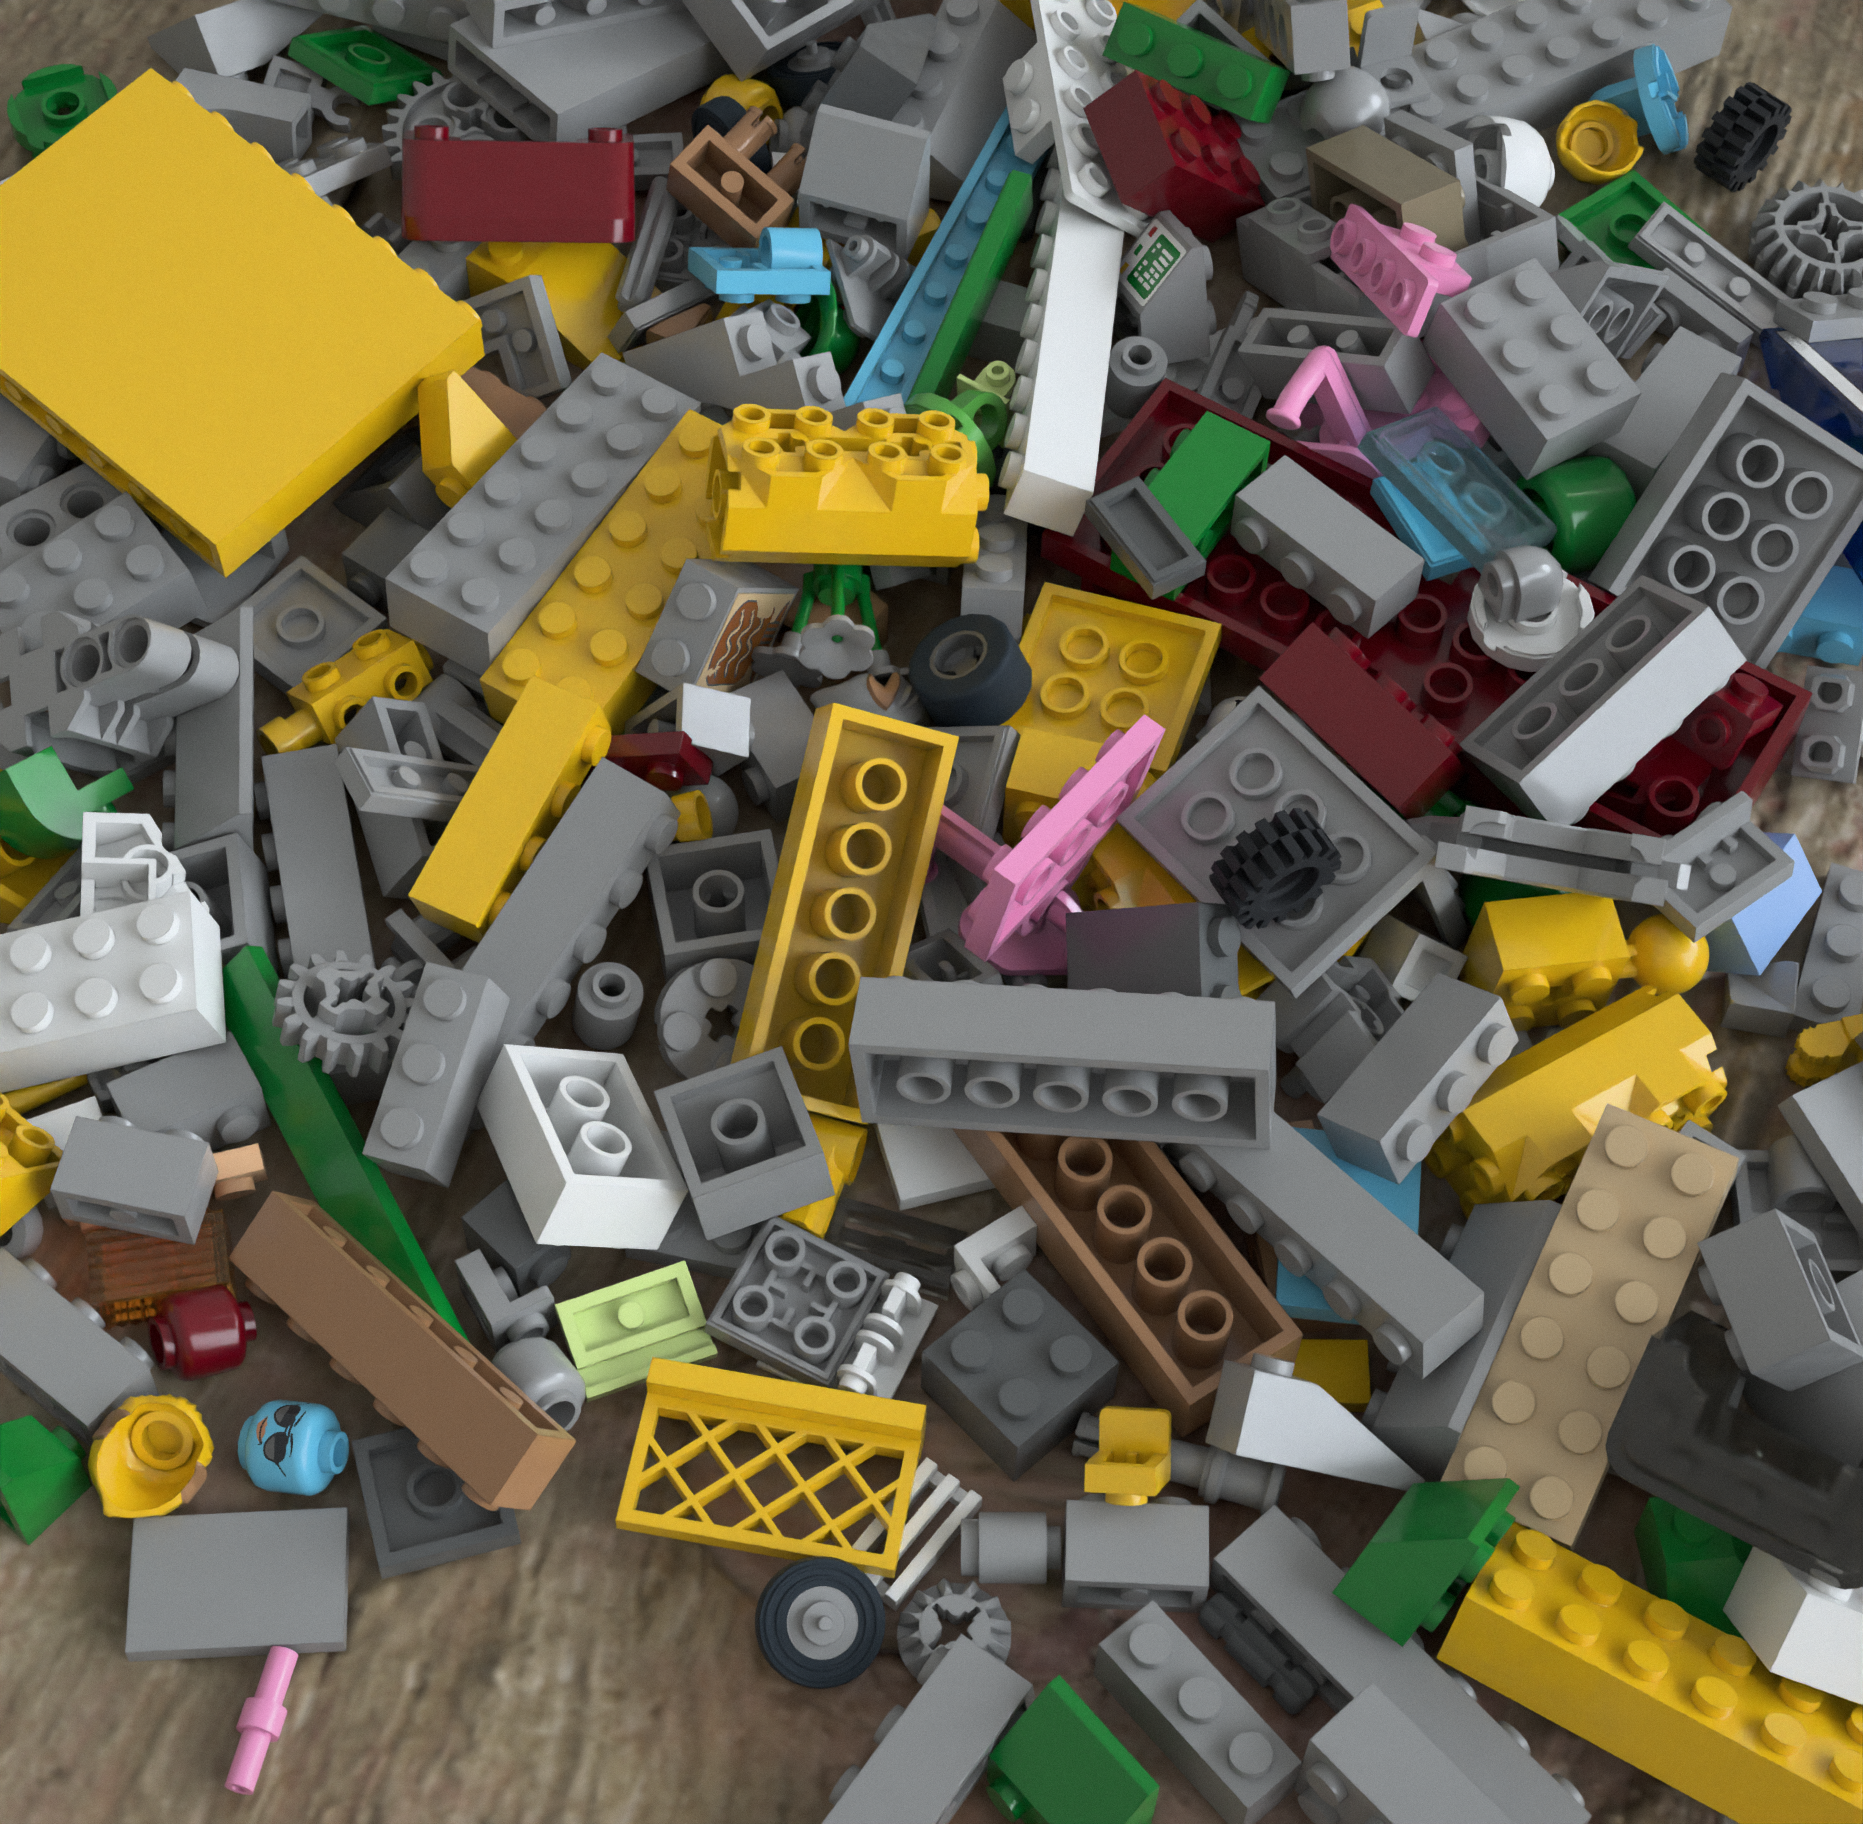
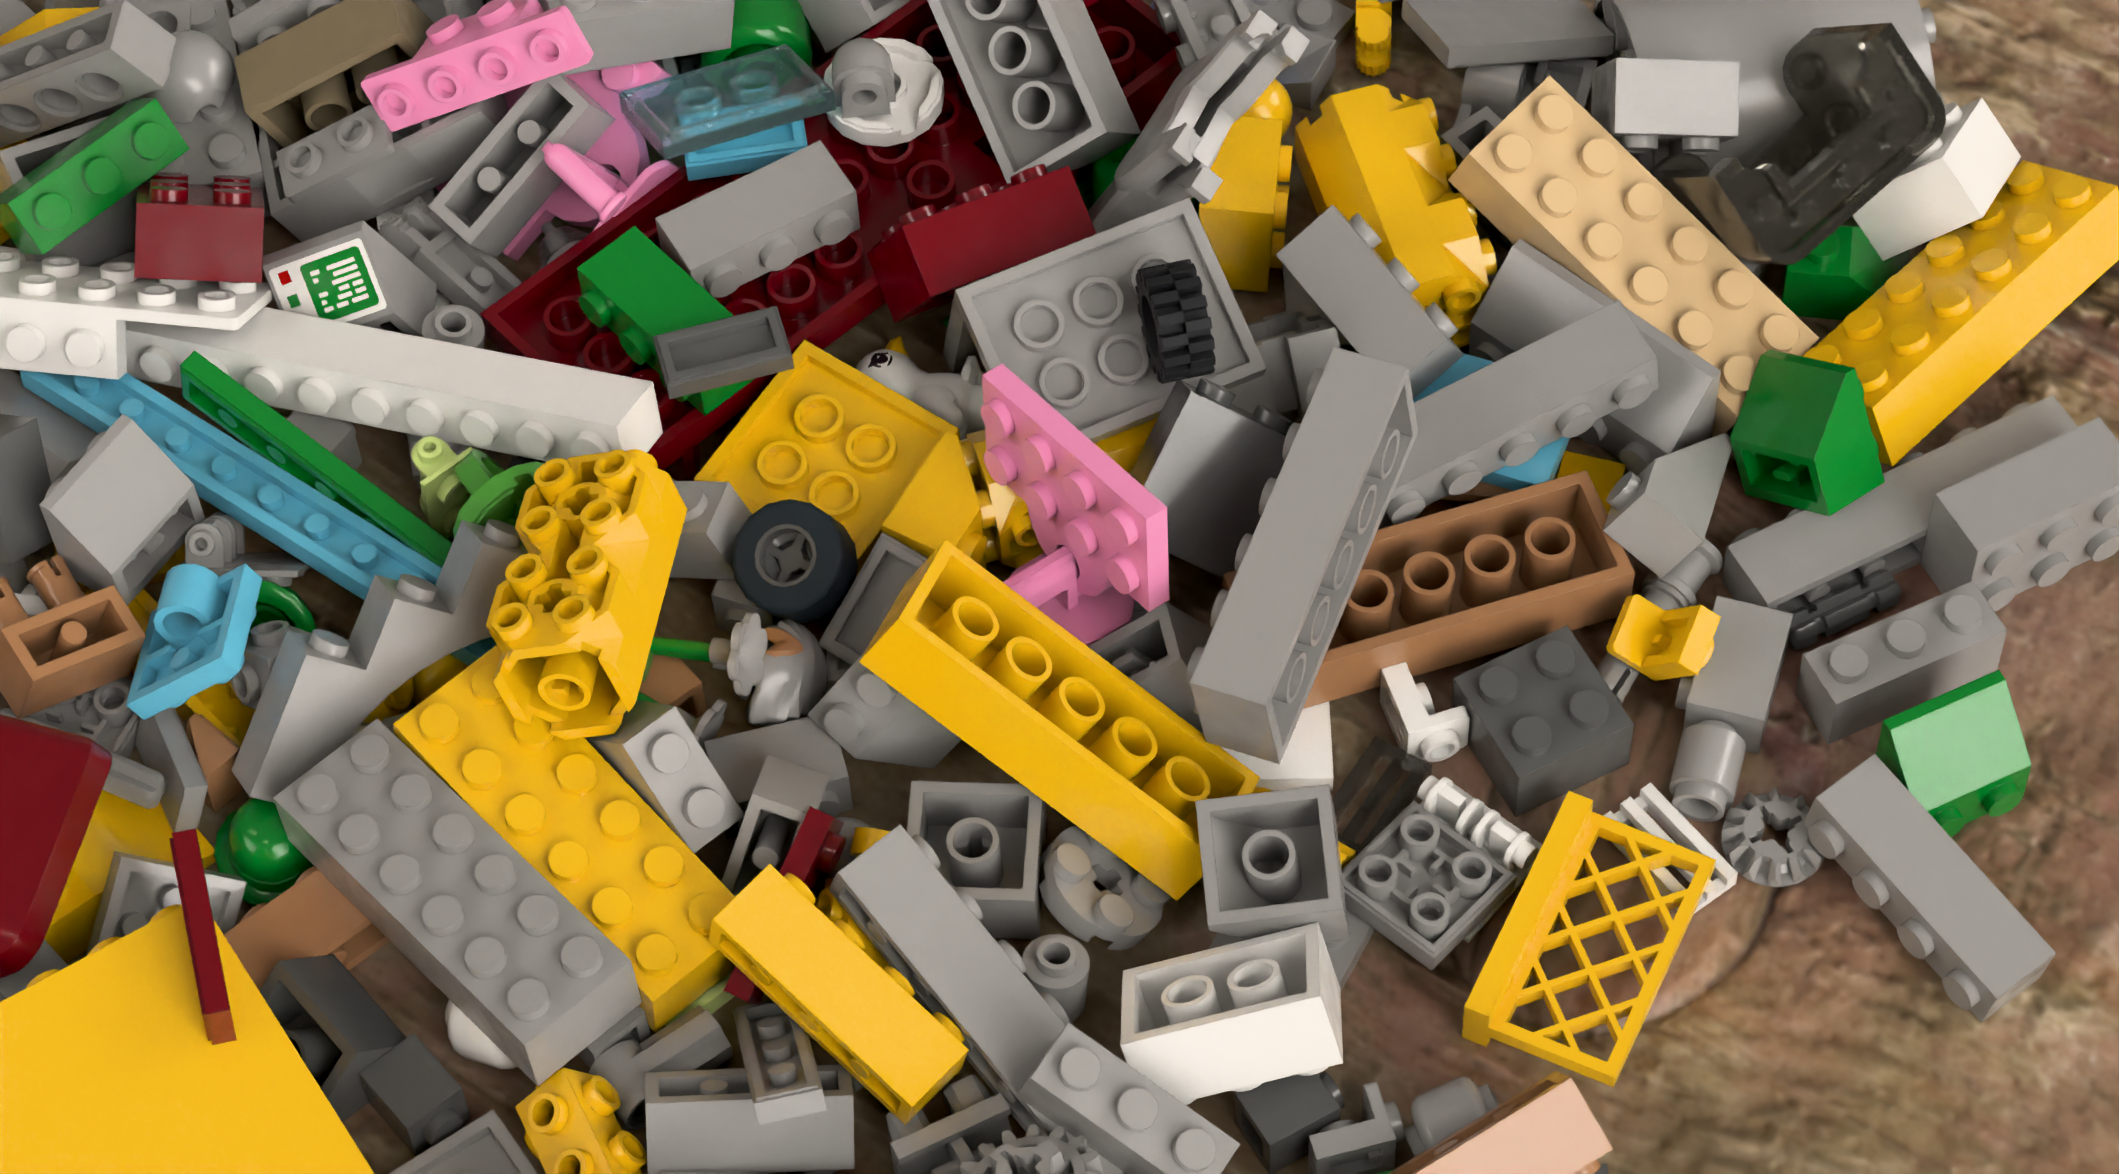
camera: 70 degrees left, 0 degrees up
(424, 321) = (202, 937): none -> dark red tile
(457, 435) = (334, 963): yellow slope -> none
(628, 1323) = (1410, 1028): yellowish green plate -> none
(820, 1622) = (1750, 932): black wheel -> none

